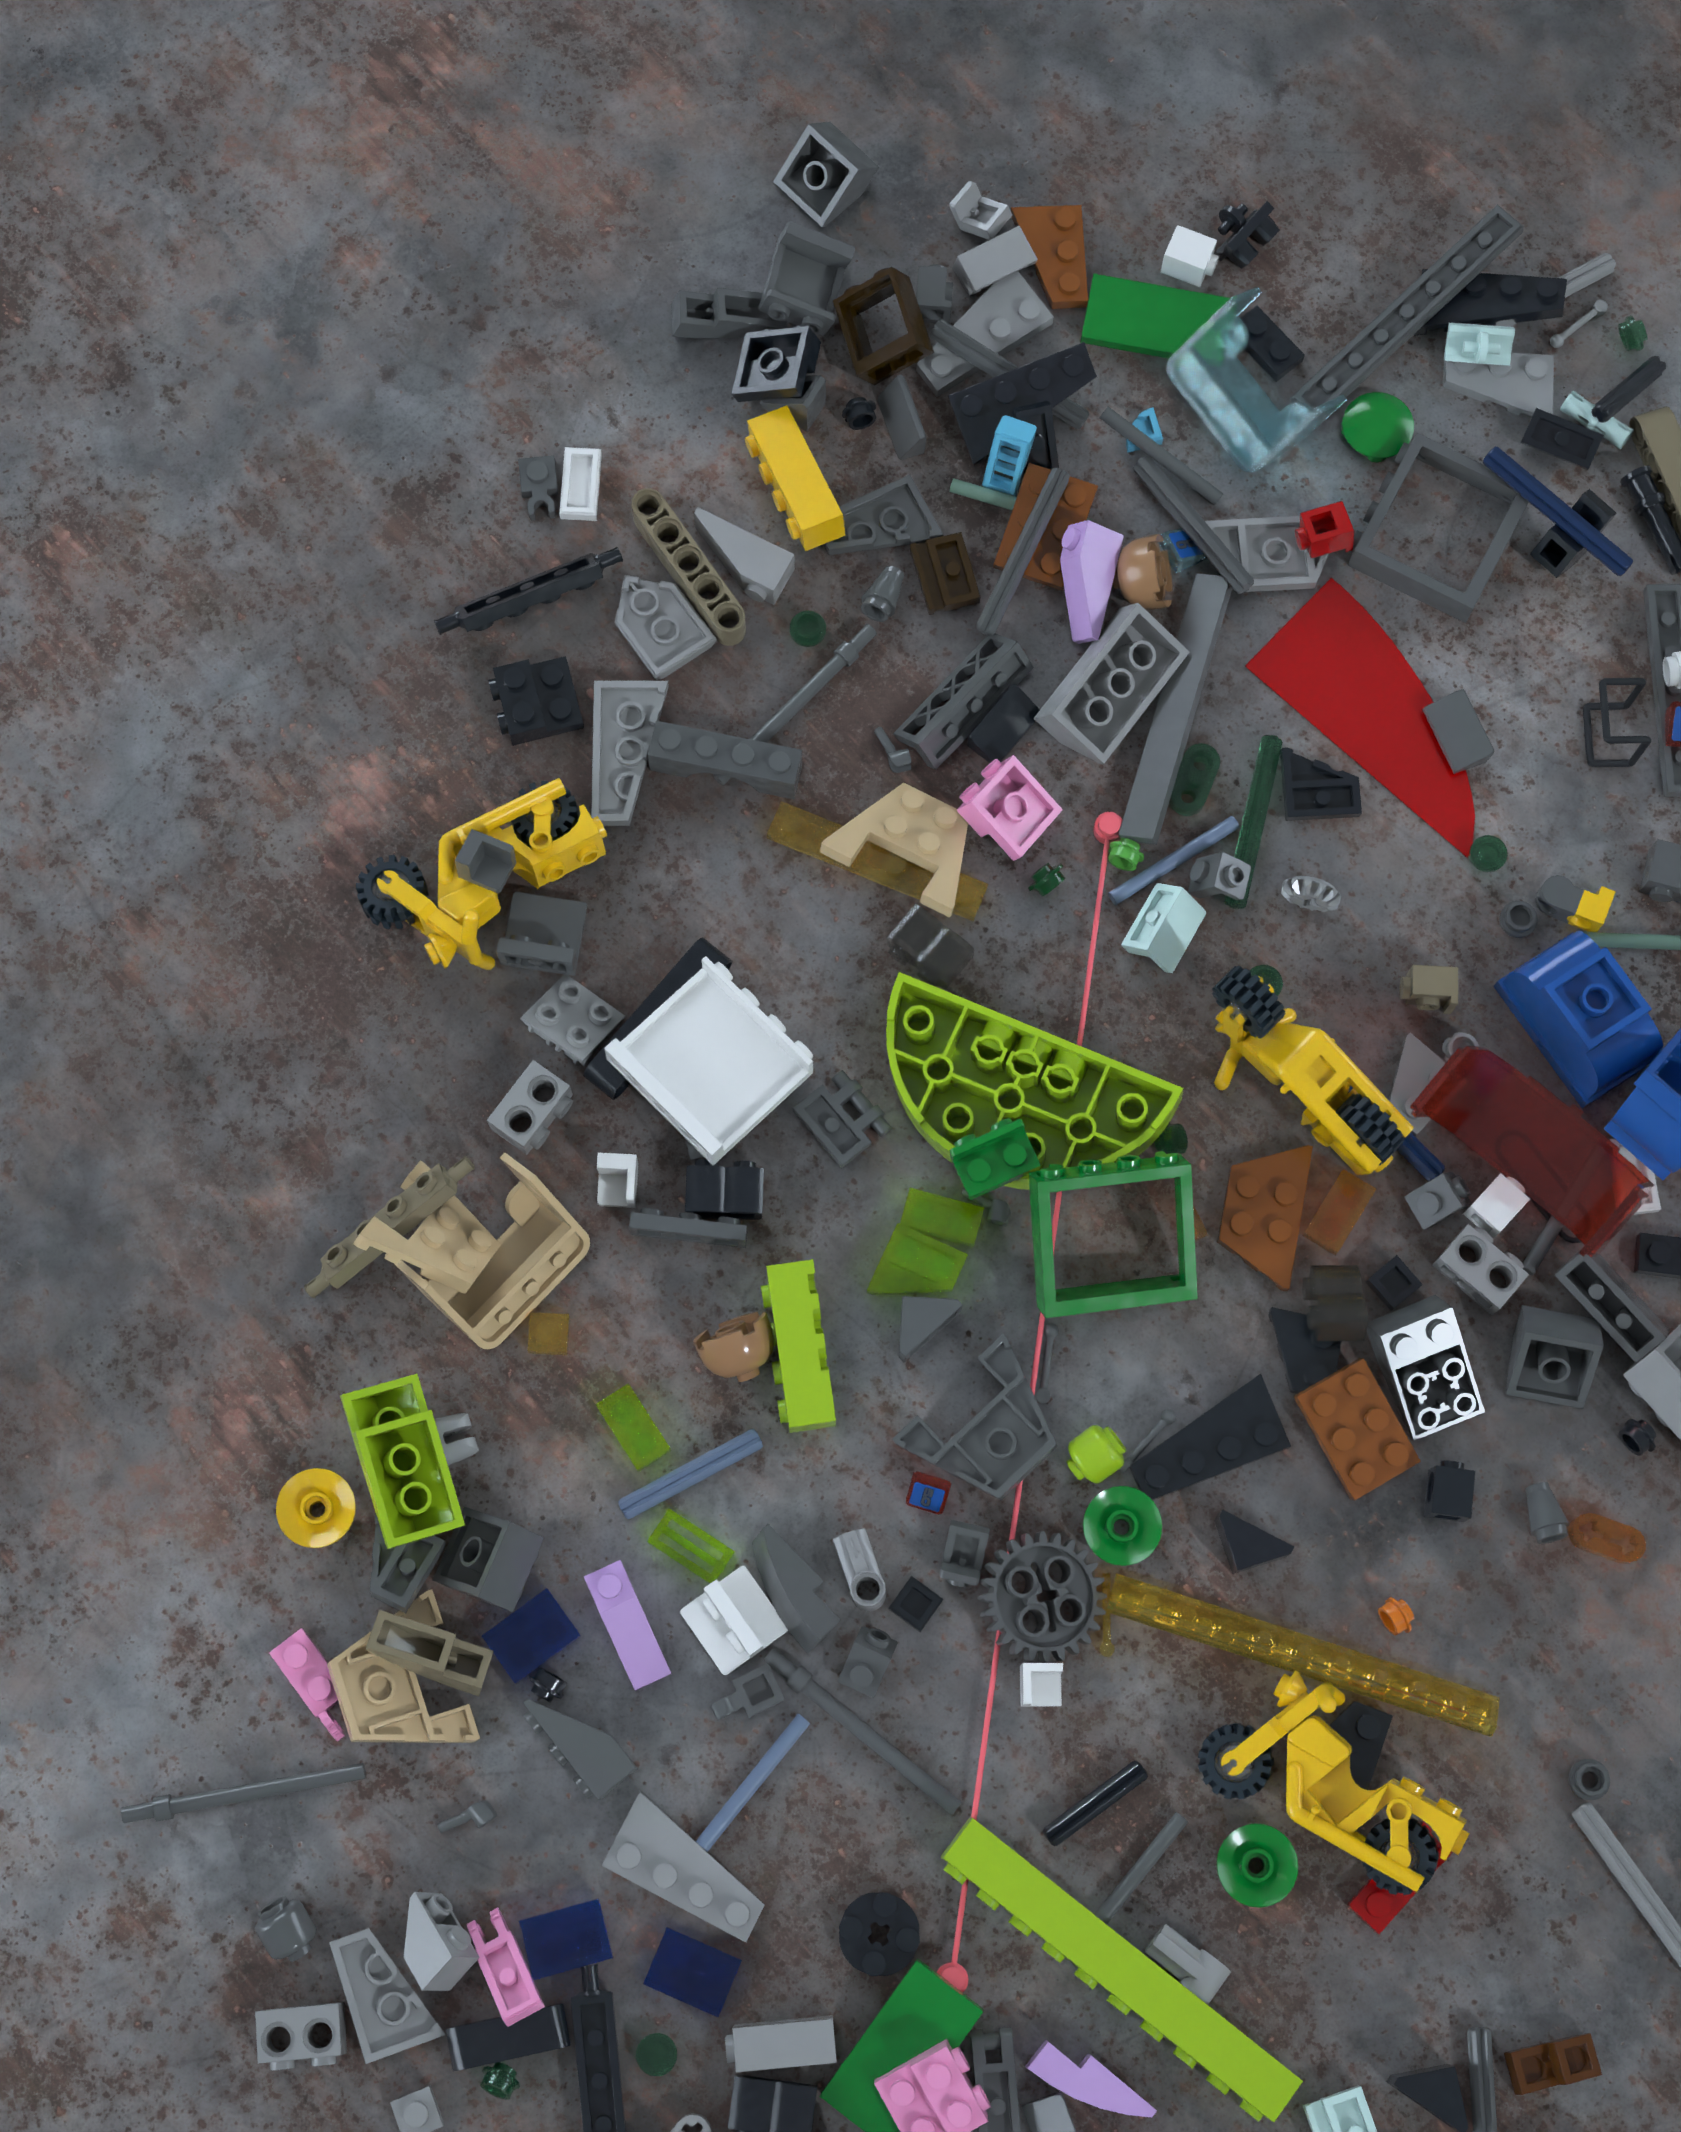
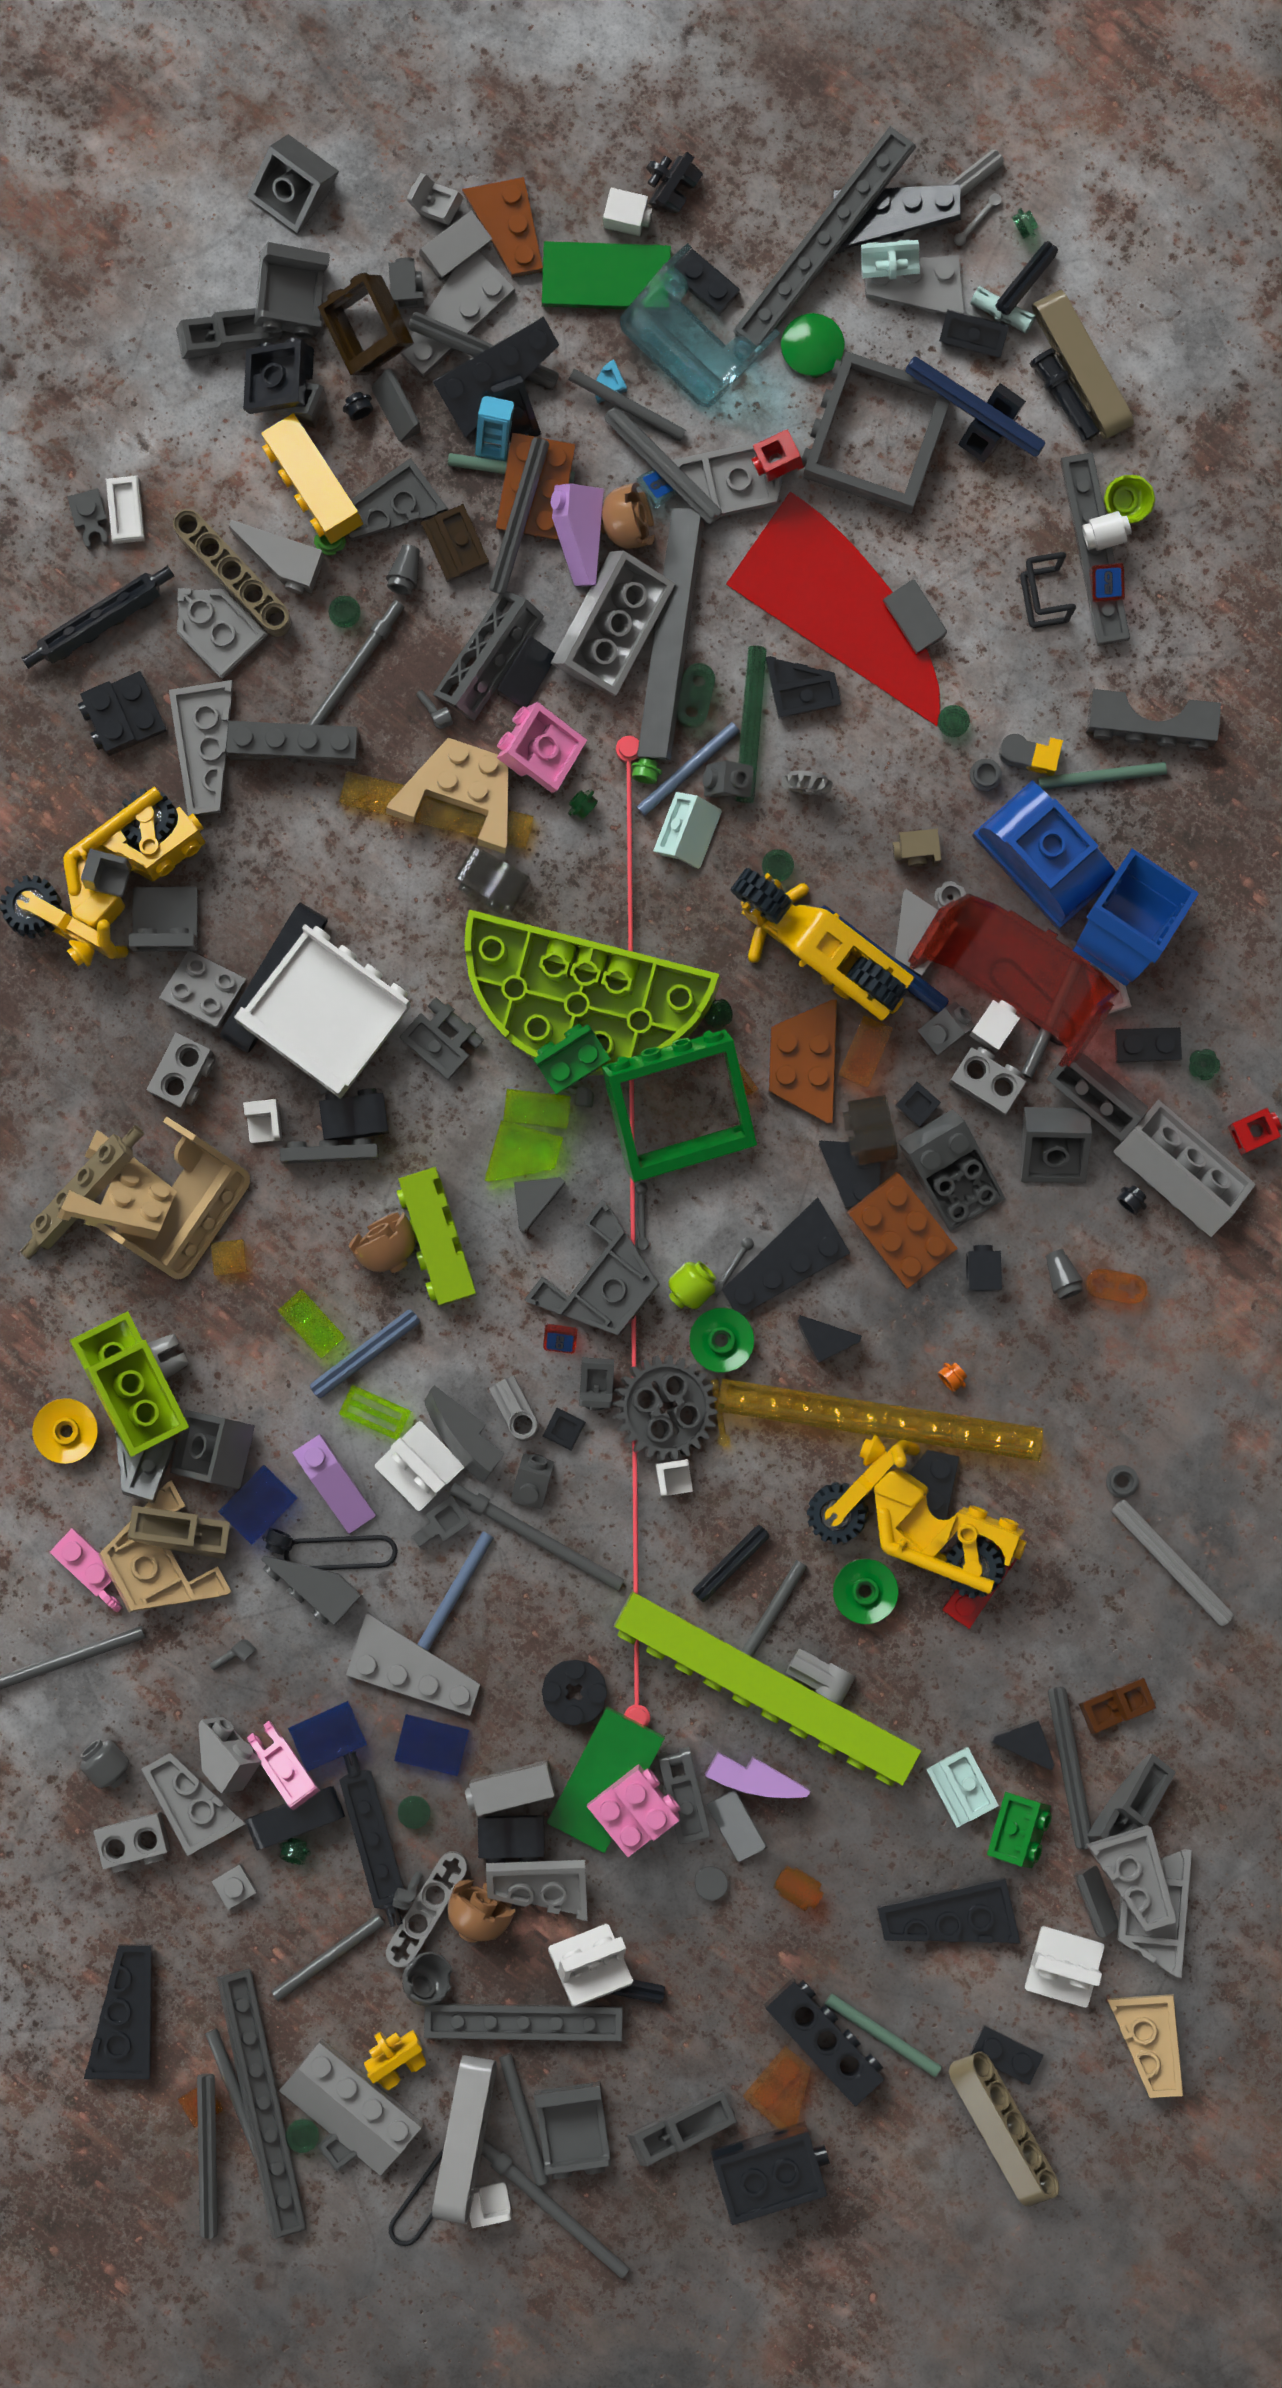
camera: 10 degrees left, 10 degrees up
(682, 1706) = (348, 1538): none -> black piece
(803, 558) = (326, 547): none -> bright green plate

